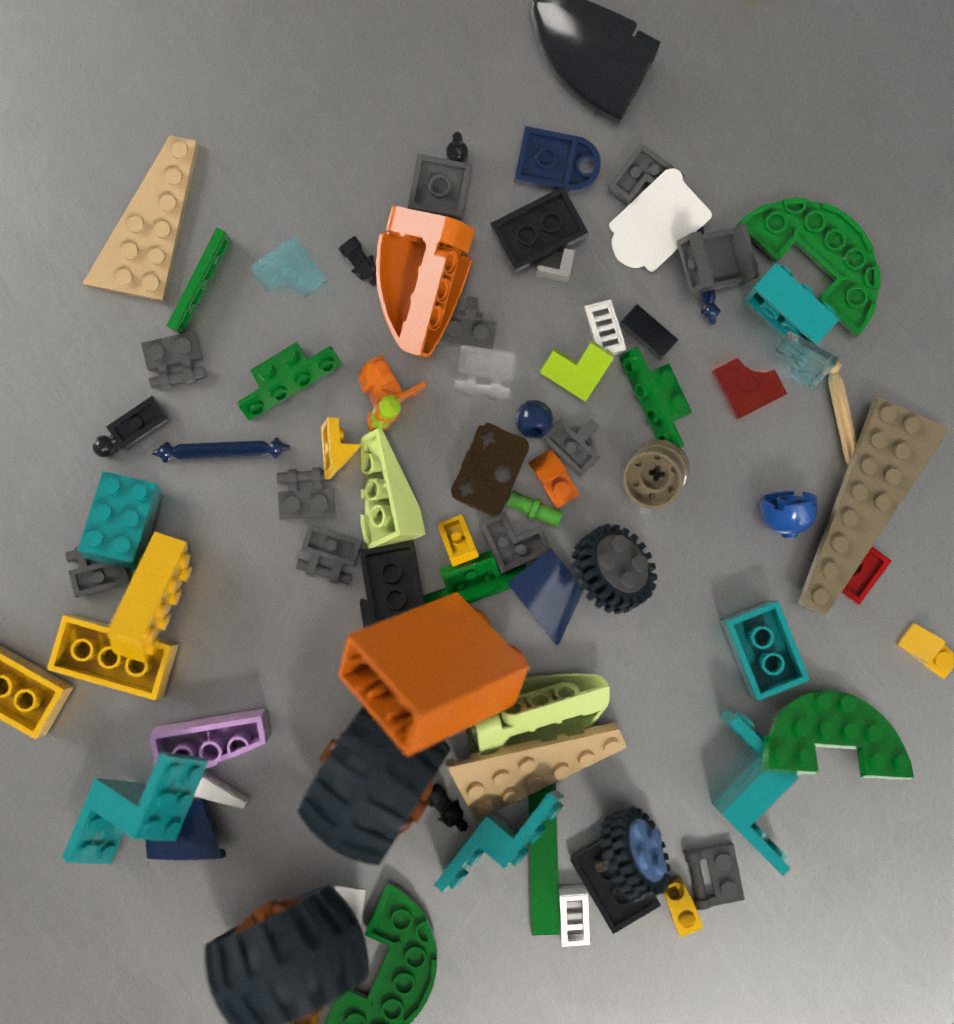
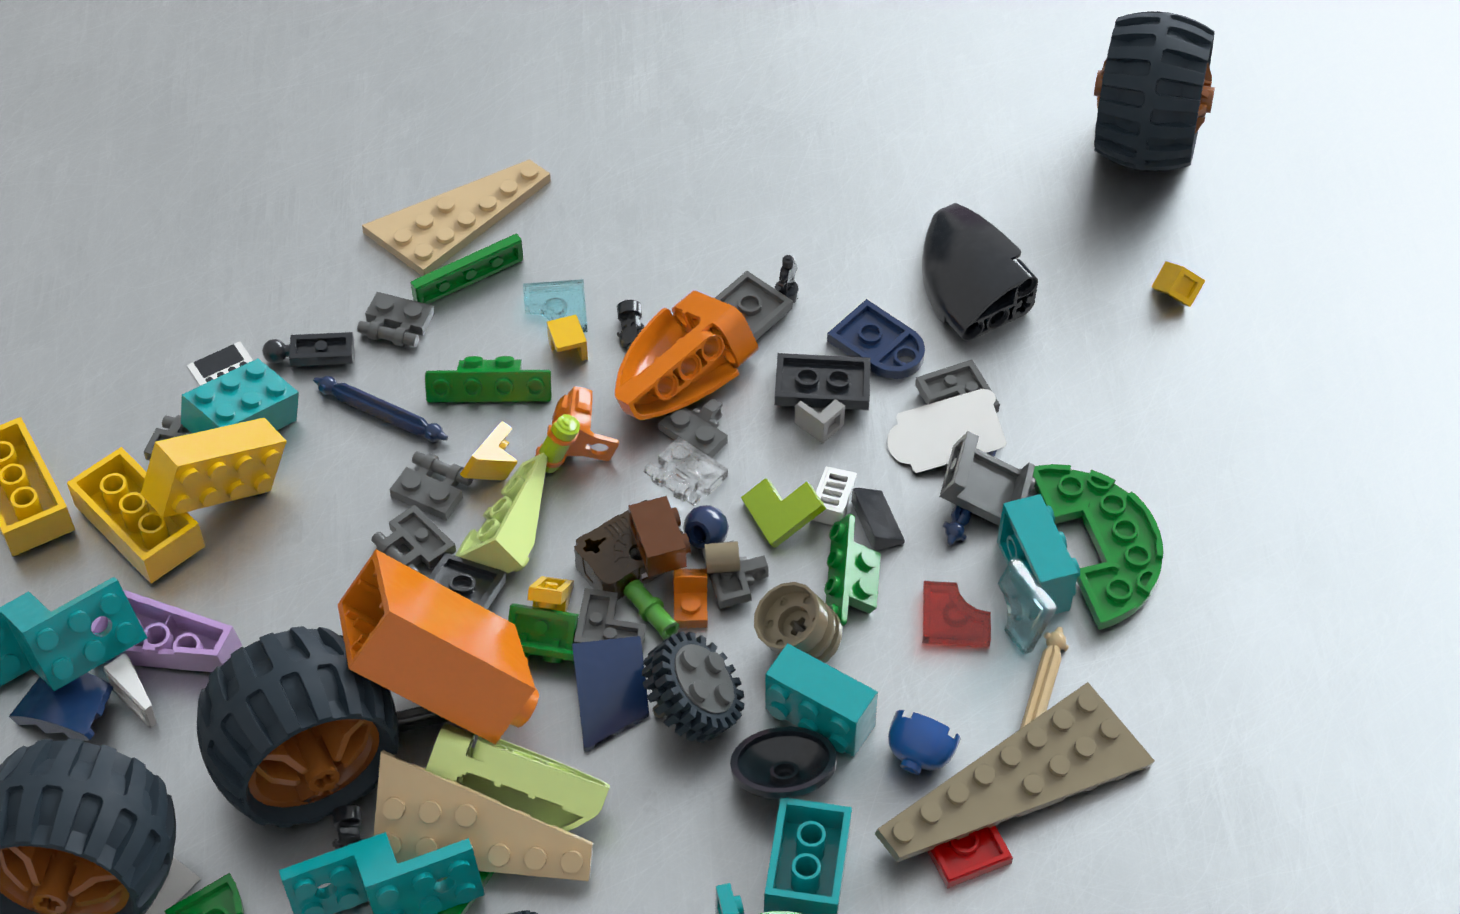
camera: 30 degrees right, 35 degrees down
(67, 477) = (219, 363): none -> black sticker
(320, 303) = (566, 335): none -> yellow panel
(514, 458) = (658, 536): none -> reddish brown brick
(566, 443) = (722, 557): none -> dark tan beam
(705, 568) = (783, 762): none -> black dish
(706, 525) = (820, 699): none -> teal brick

